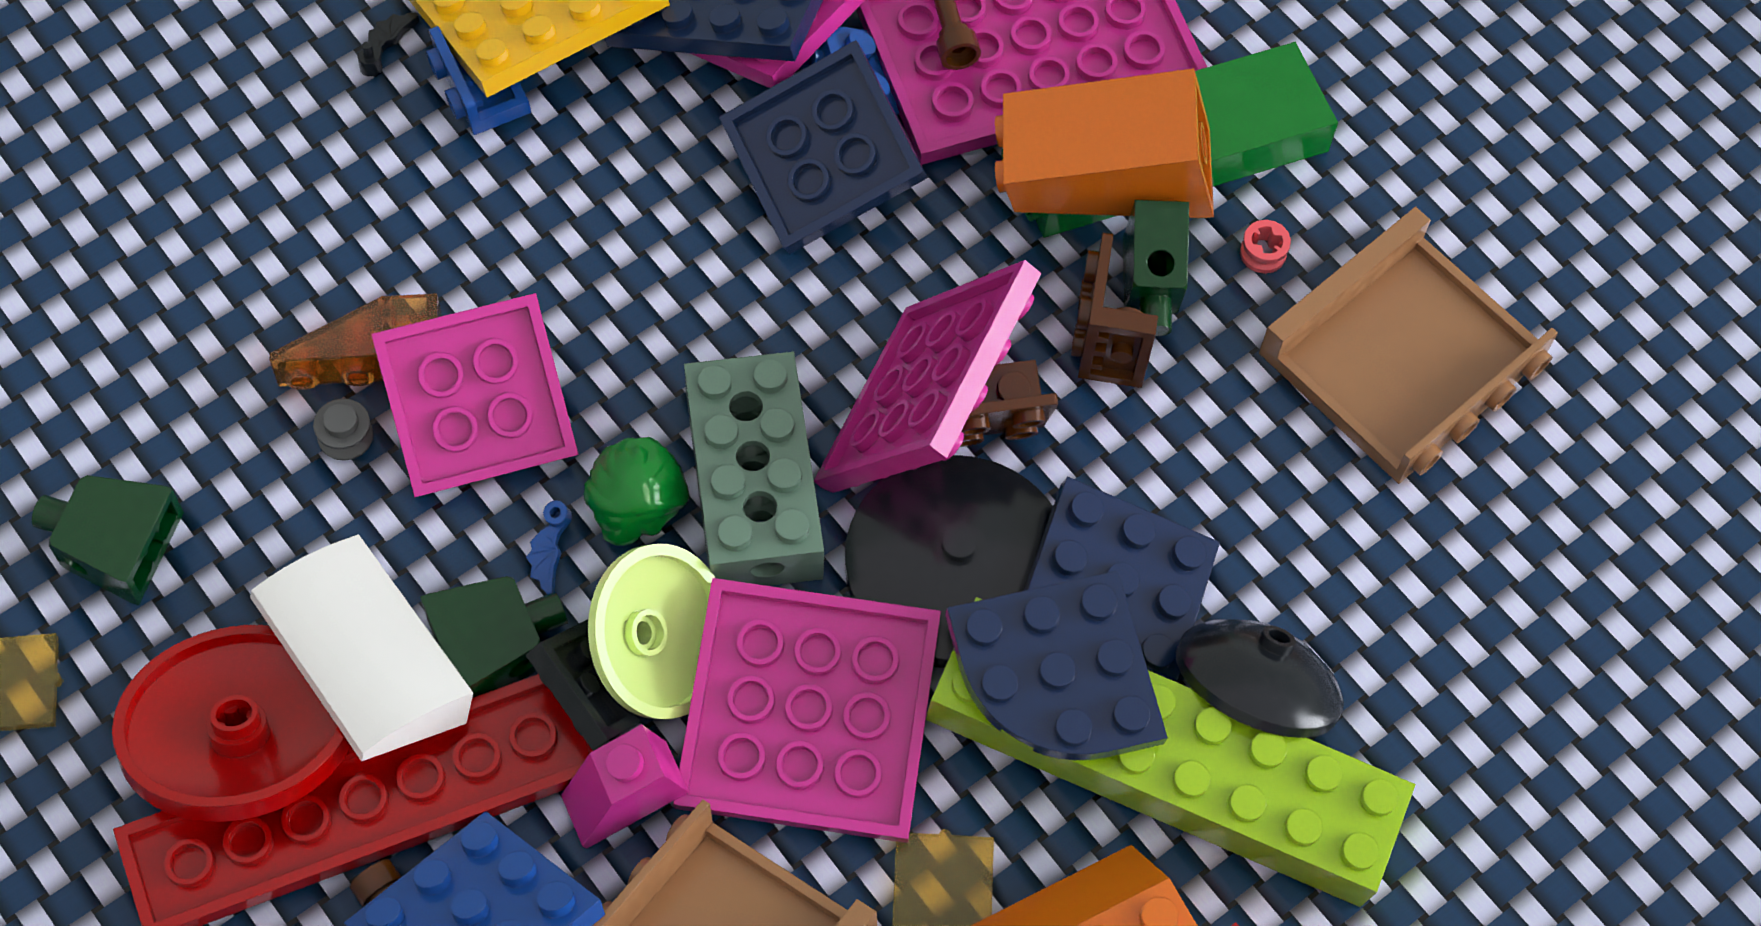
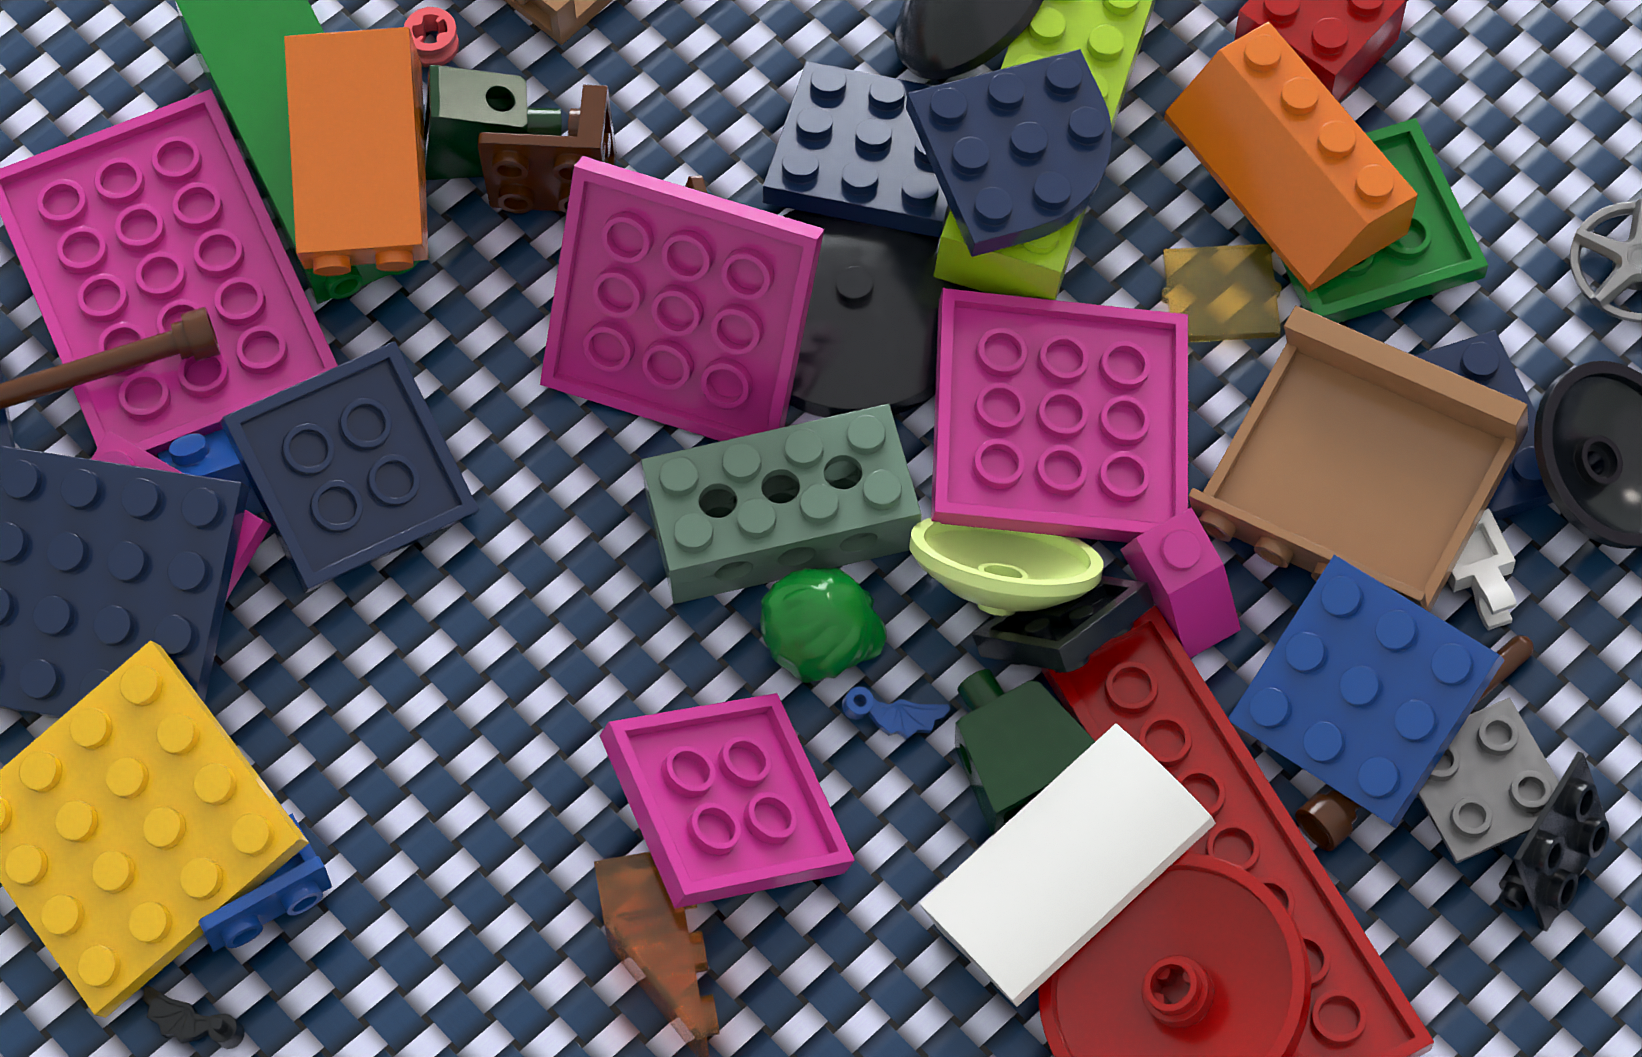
camera: 90 degrees left, 0 degrees up
(343, 429) = (773, 957): dark grey wheel -> none

